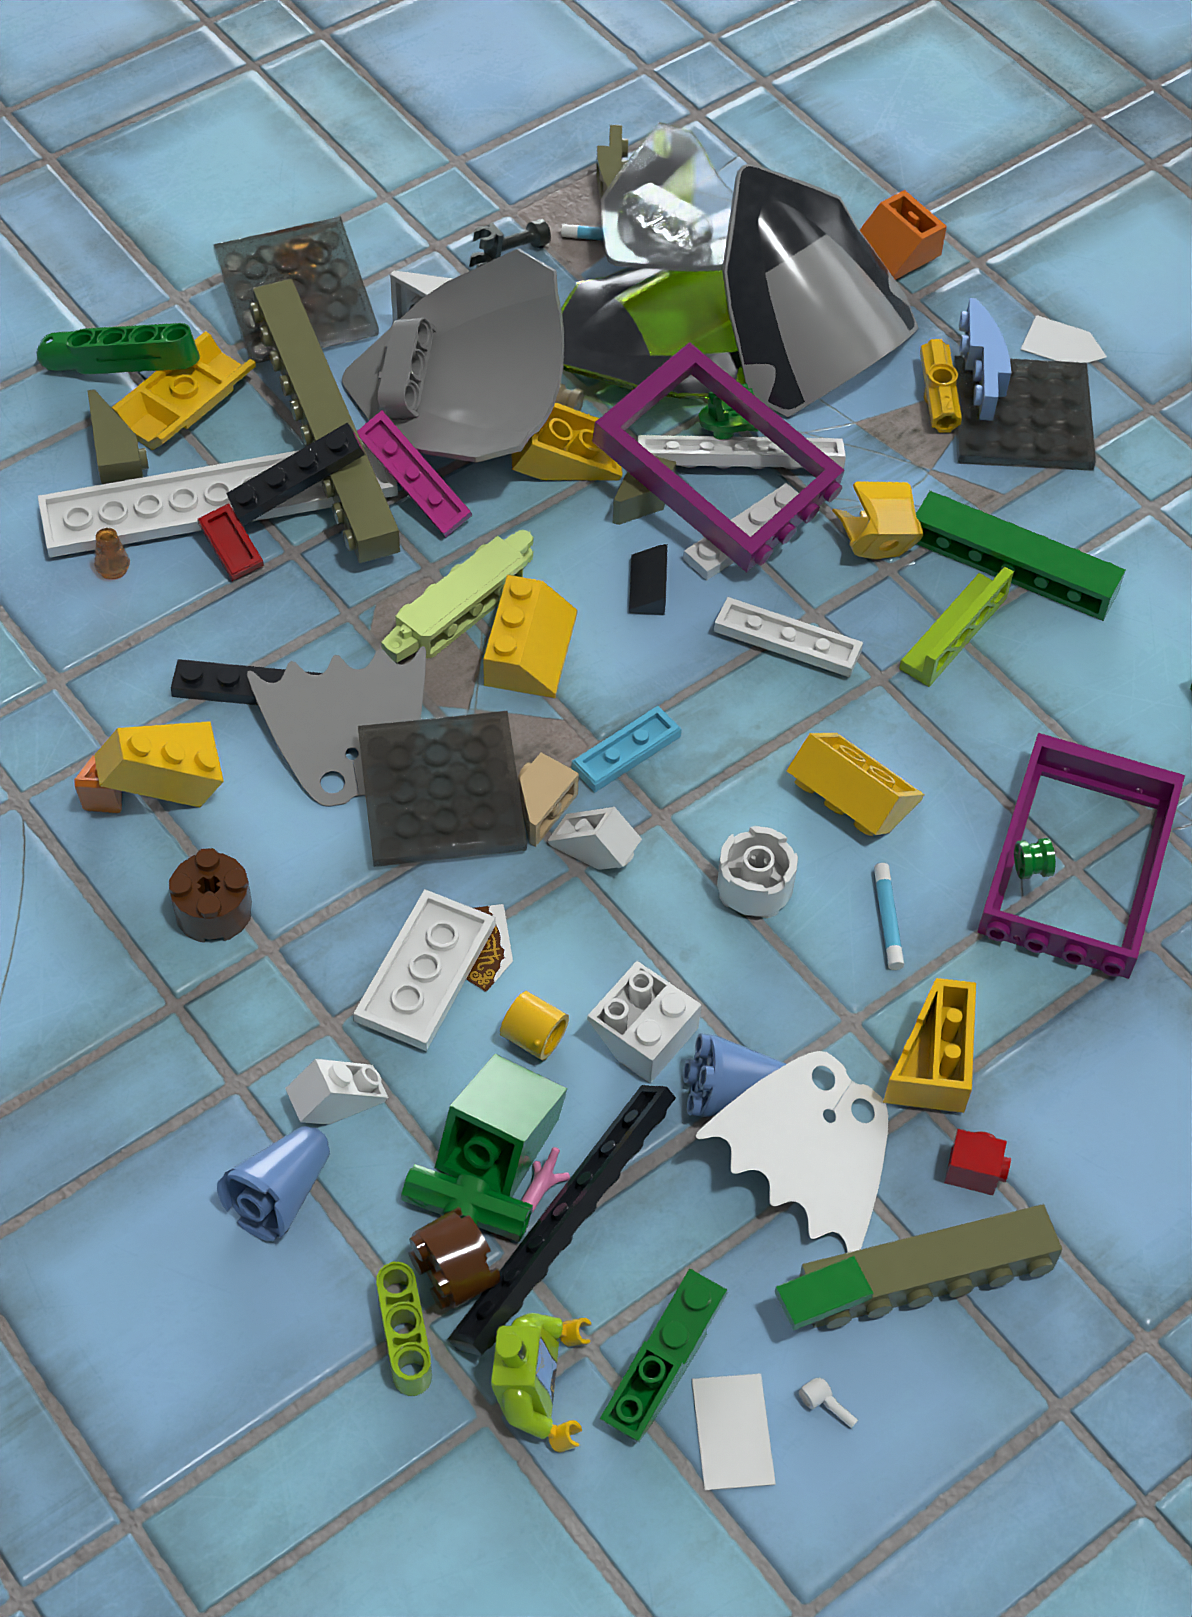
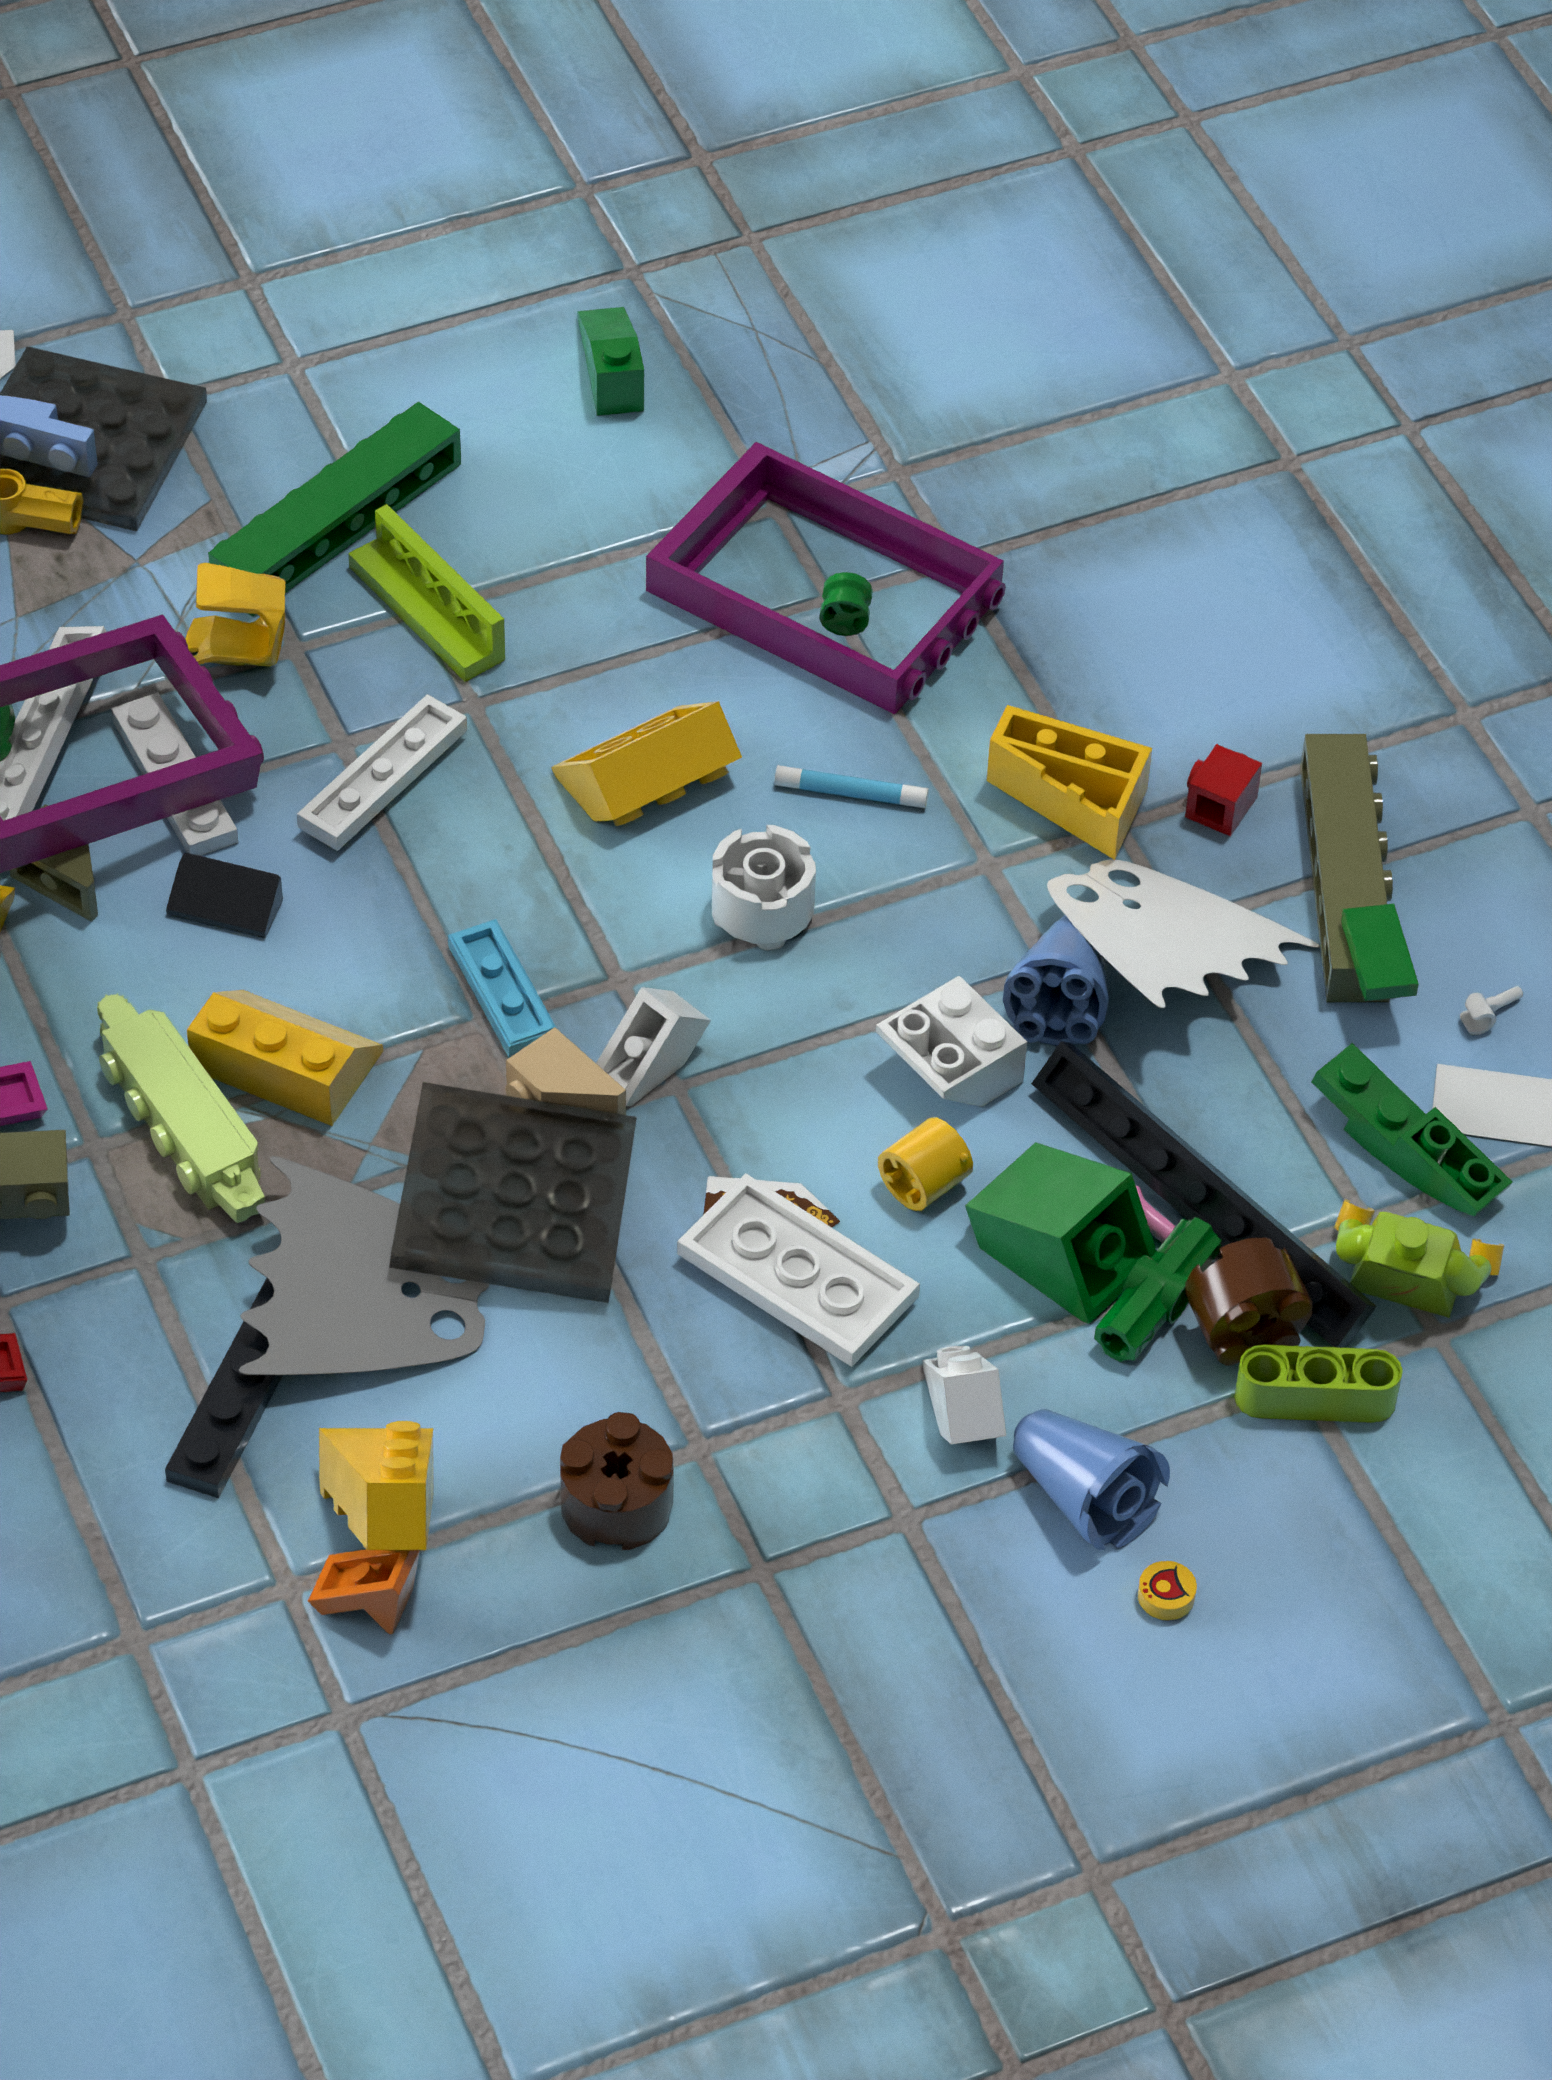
camera: 75 degrees left, 5 degrees down
(201, 1259) = (1167, 1590): none -> yellow tile

